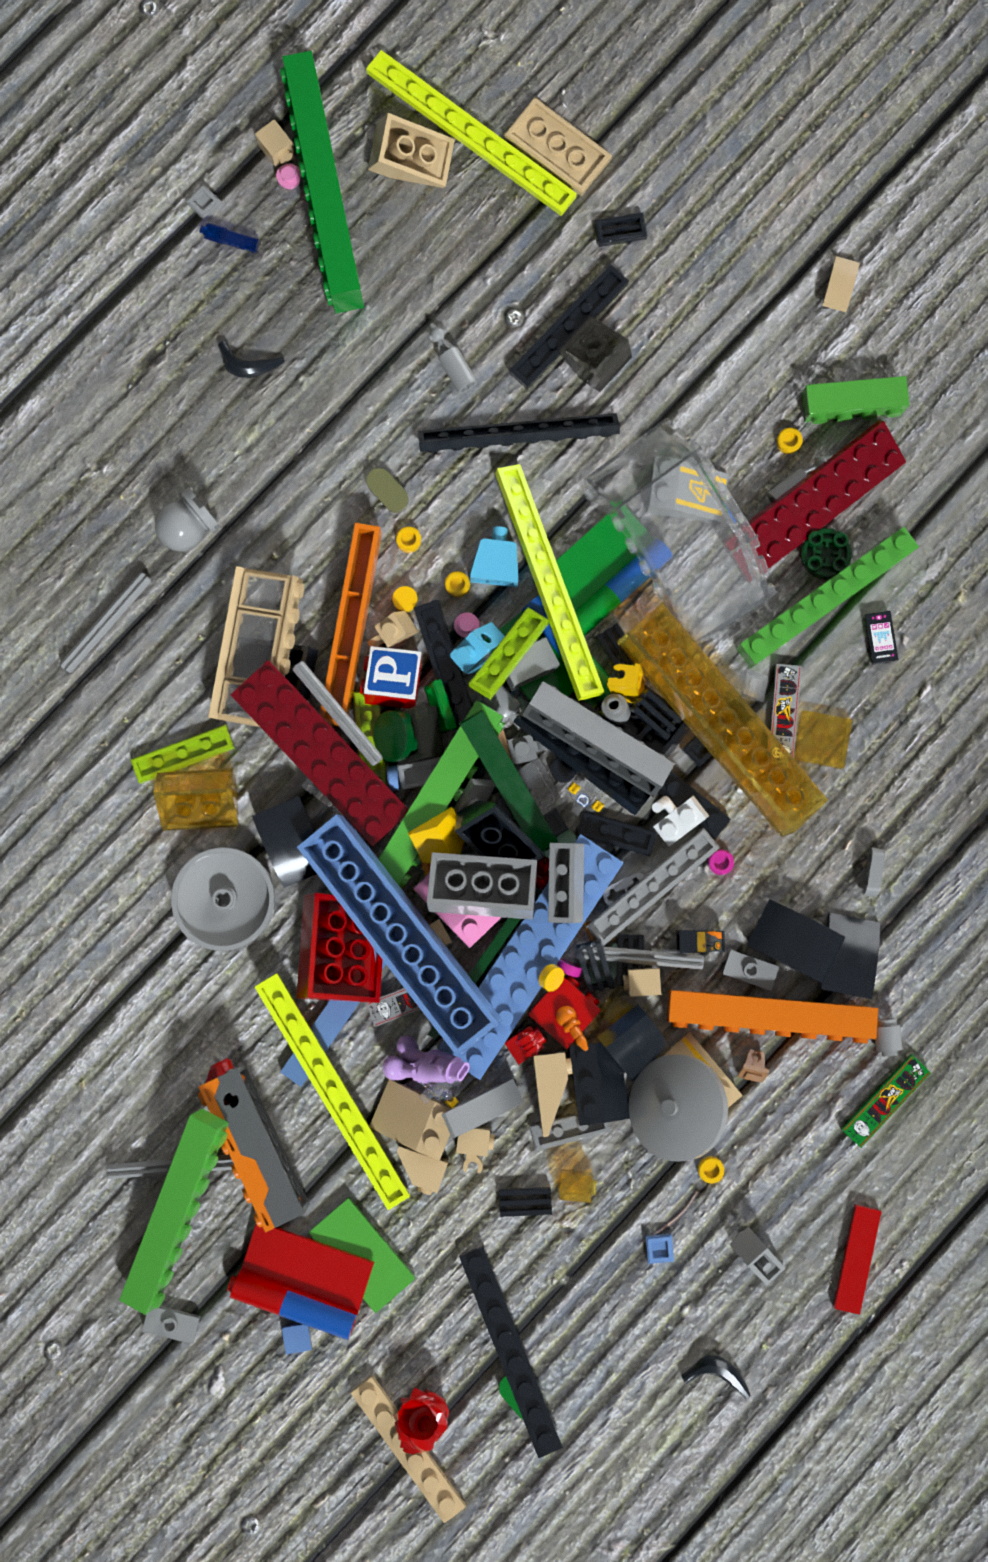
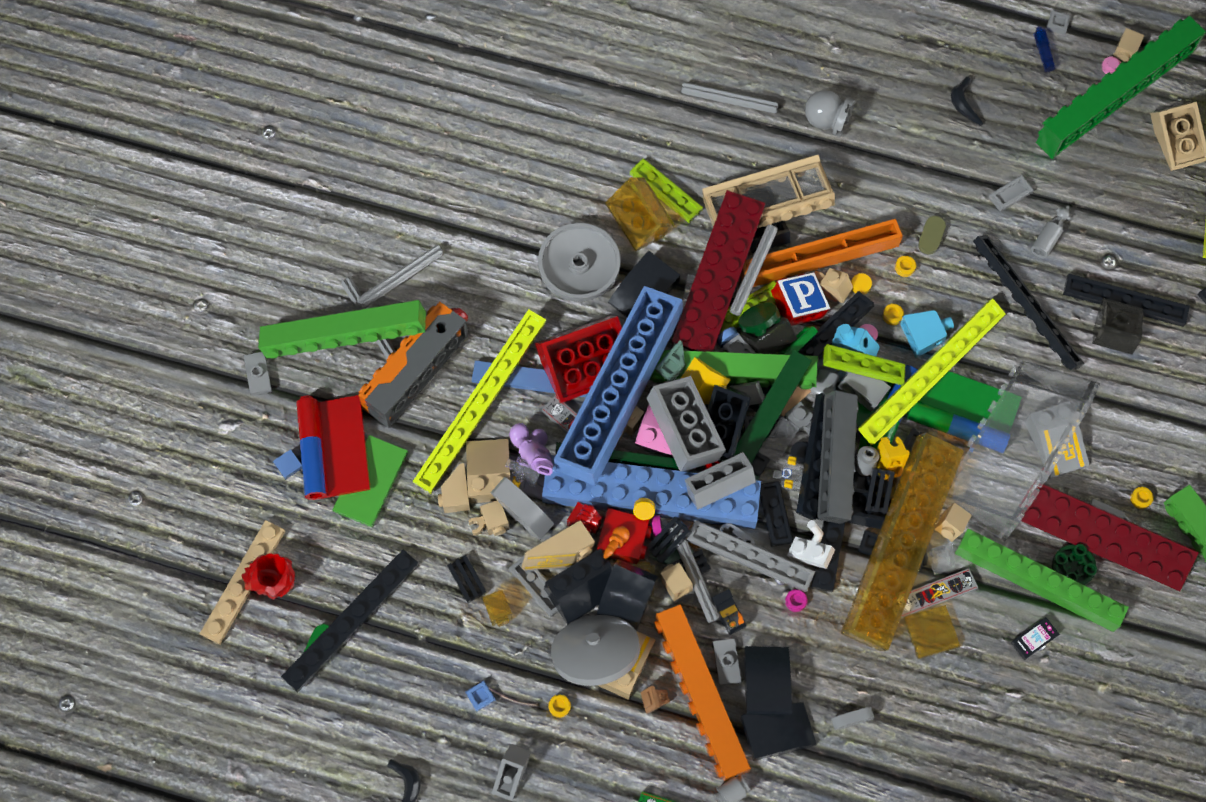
camera: 60 degrees right, 15 degrees down
(136, 1109) = (399, 276): none -> light grey axle
(382, 376) = (1011, 193): none -> light grey tile
(400, 858) = (673, 363): none -> sand green tile
(724, 652) = (953, 522): none -> tan brick

